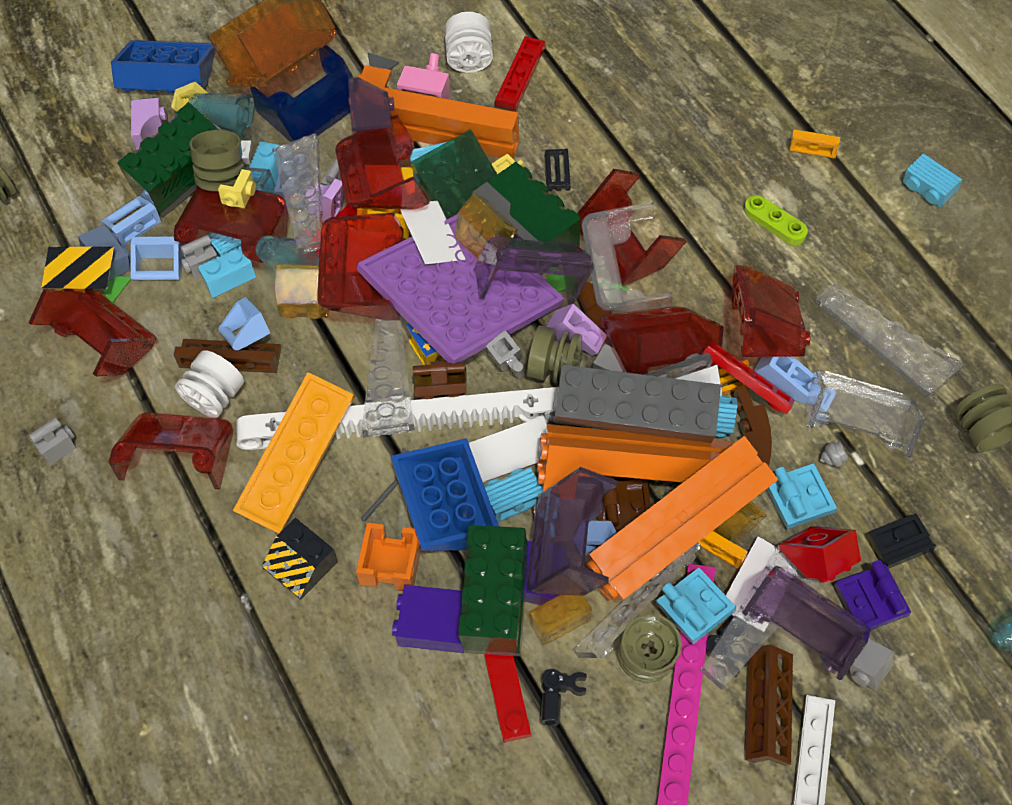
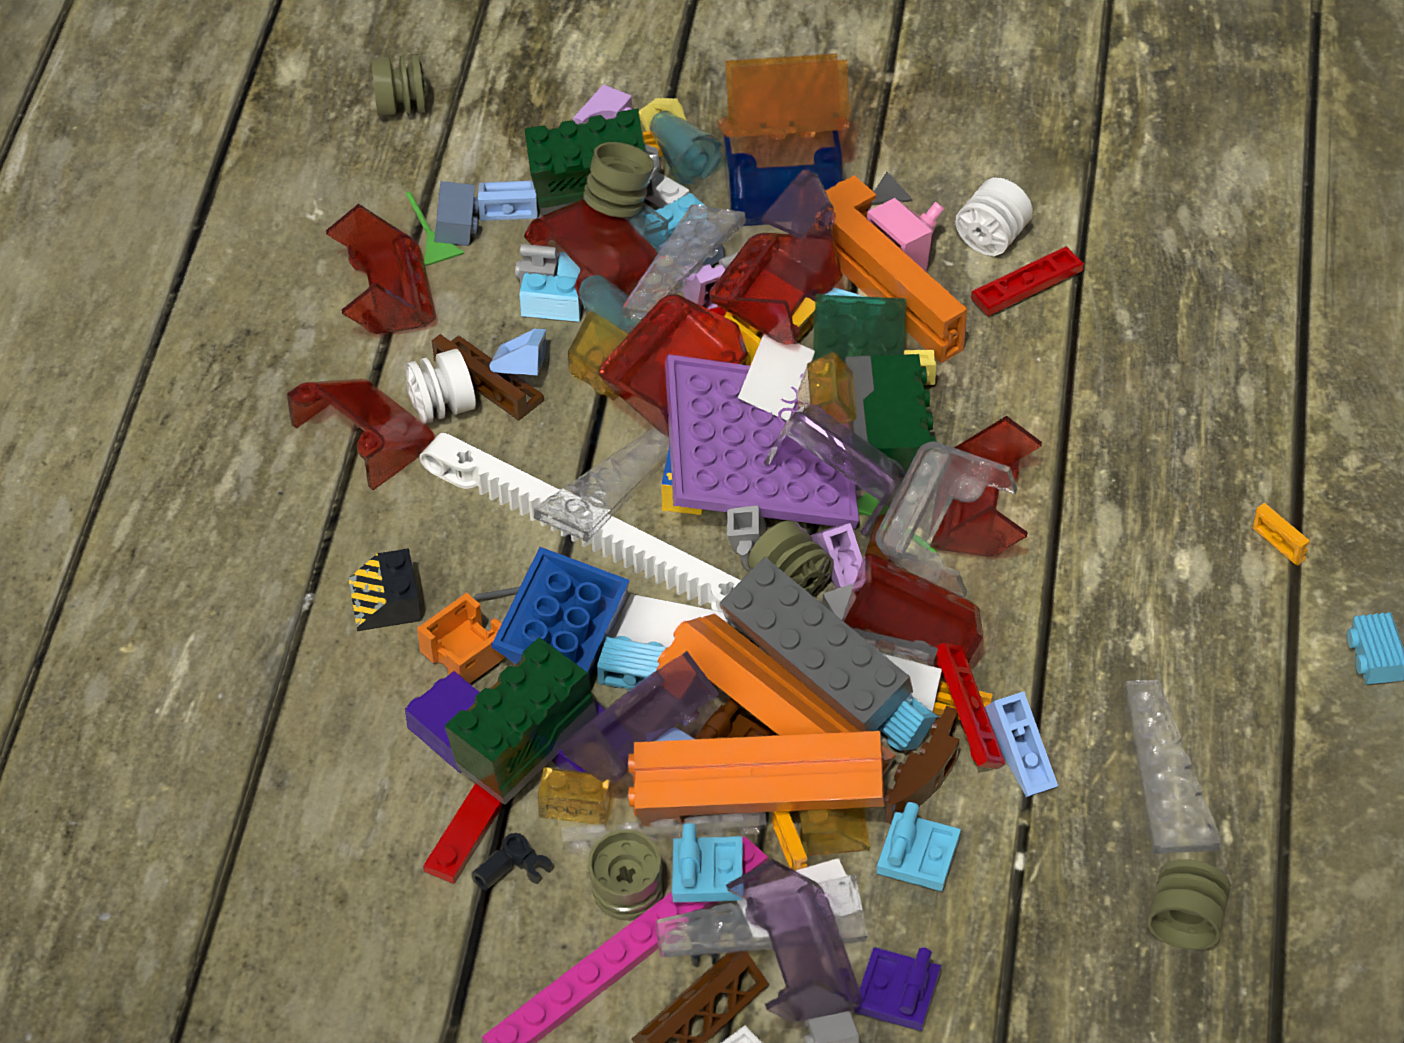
camera: 35 degrees right, 10 degrees down
(53, 441) = (261, 351): light grey brick -> none
(77, 267) = (417, 210): sticker -> none
(155, 248) = (503, 235): light blue tile -> none
(162, 65) = (666, 68): blue slope -> none
(240, 192) = (616, 222): light yellow bracket -> none
(294, 453) = (461, 492): light orange plate -> none
(440, 379) = (658, 514): reddish brown plate -> none
(558, 184) = (965, 413): black tile -> none
(768, 315) = (1038, 650): clear red windscreen -> none
(780, 226) = (1157, 565): lime plate -> none
(822, 552) = (883, 910): red slope -> none
(834, 454) = (995, 837): light grey plate -> none
(865, 408) = (1057, 802): clear windscreen -> none
(901, 541) = (981, 959): black plate -> none

